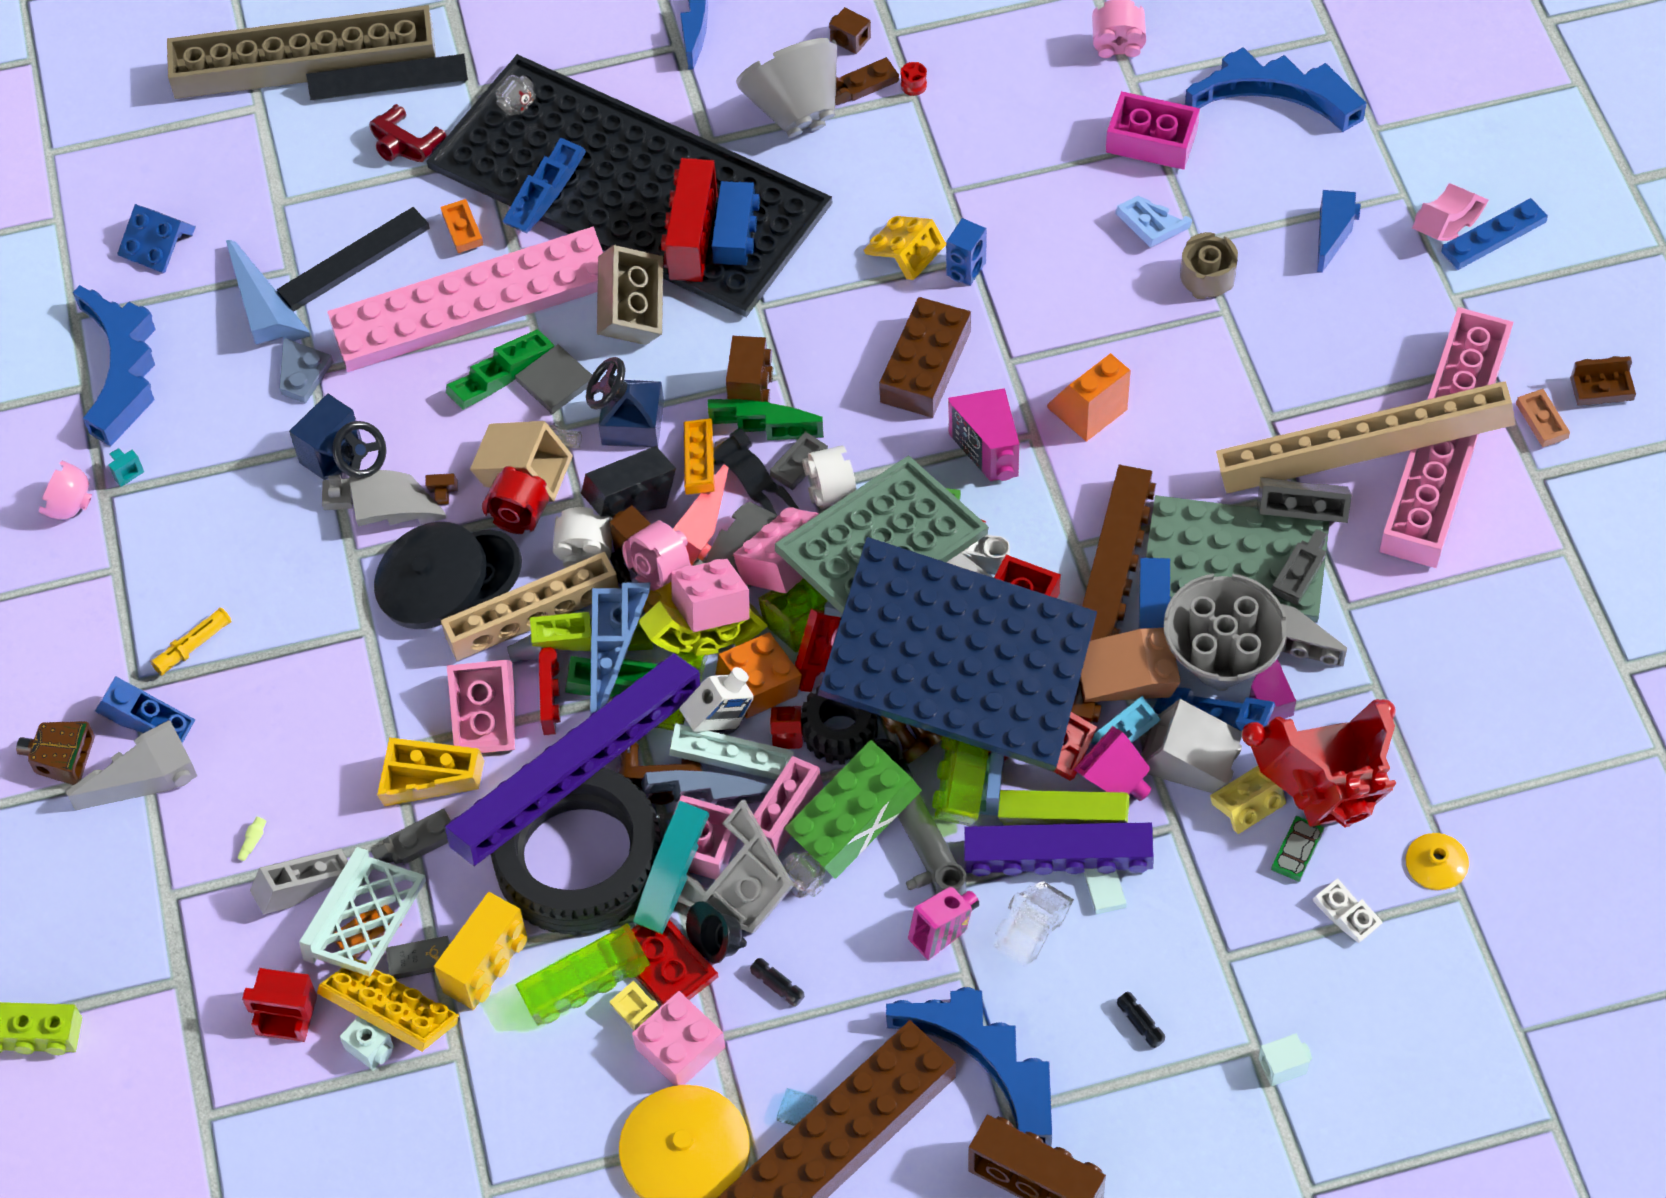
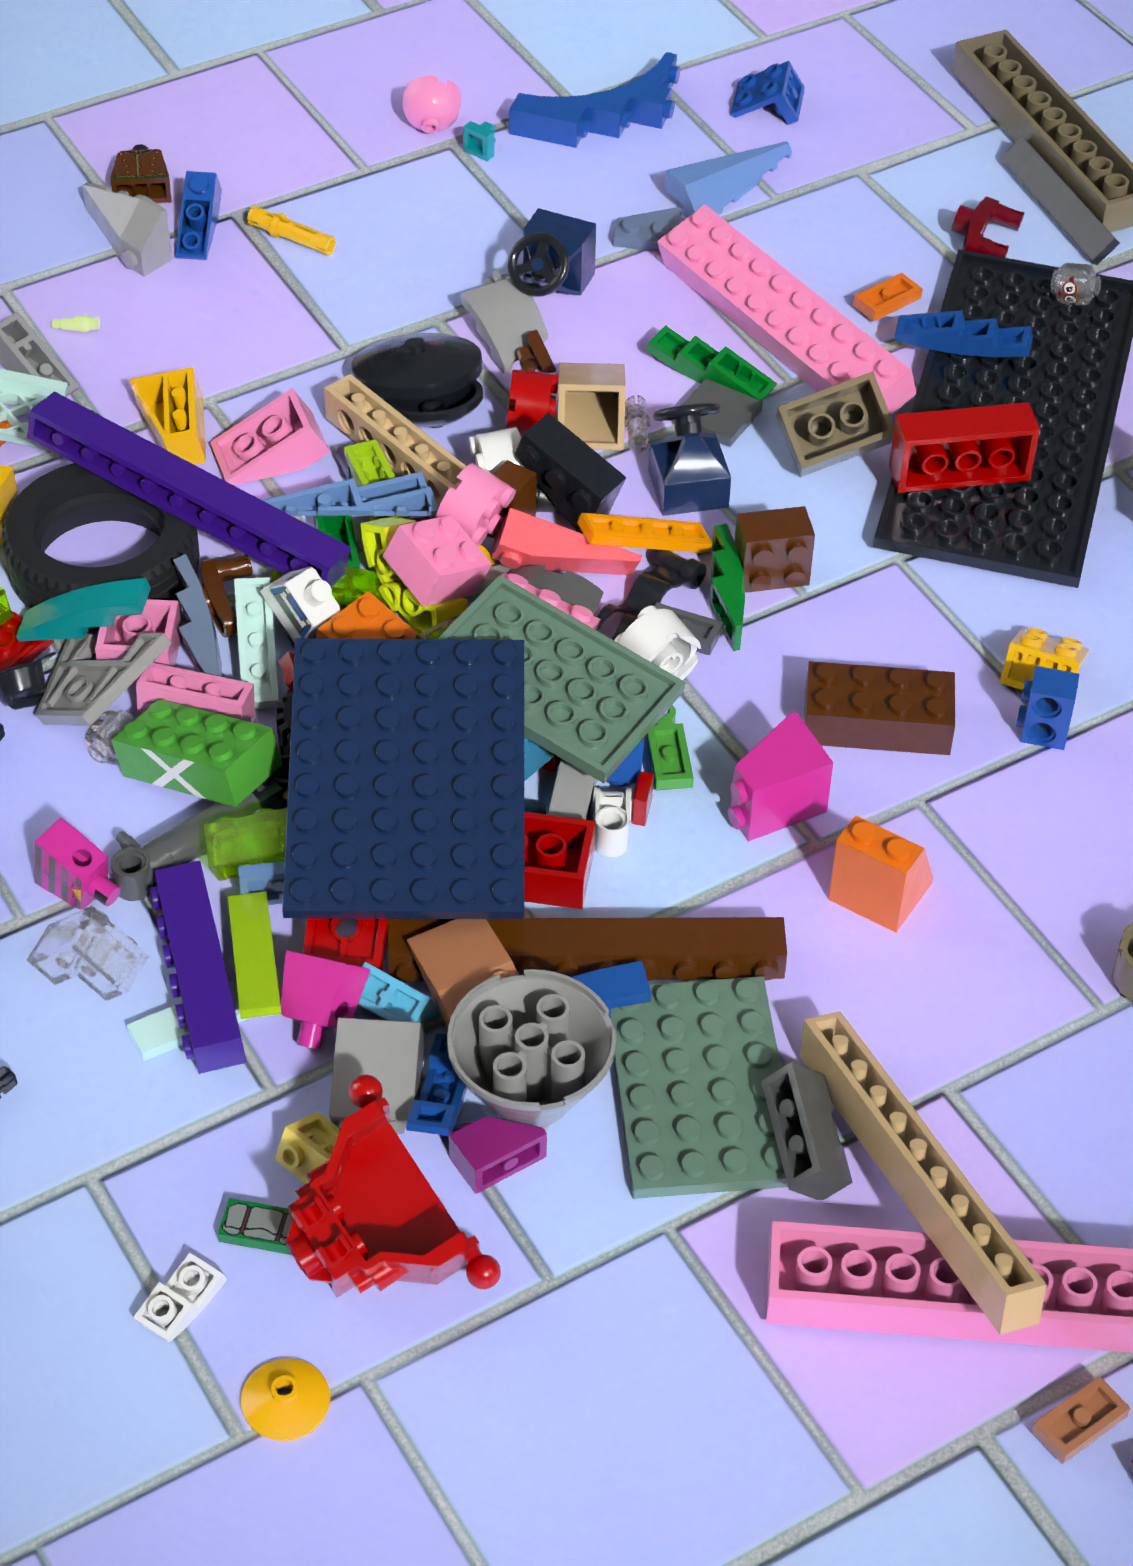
camera: 70 degrees right, 10 degrees down
(353, 258) = (810, 234): black tile -> none
(549, 689) = (300, 480): red plate -> none
(735, 223) = (986, 492): blue brick -> none
(1300, 568) = (691, 1142): dark grey hinge -> none
(1311, 641) = (596, 1163): light grey slope -> none

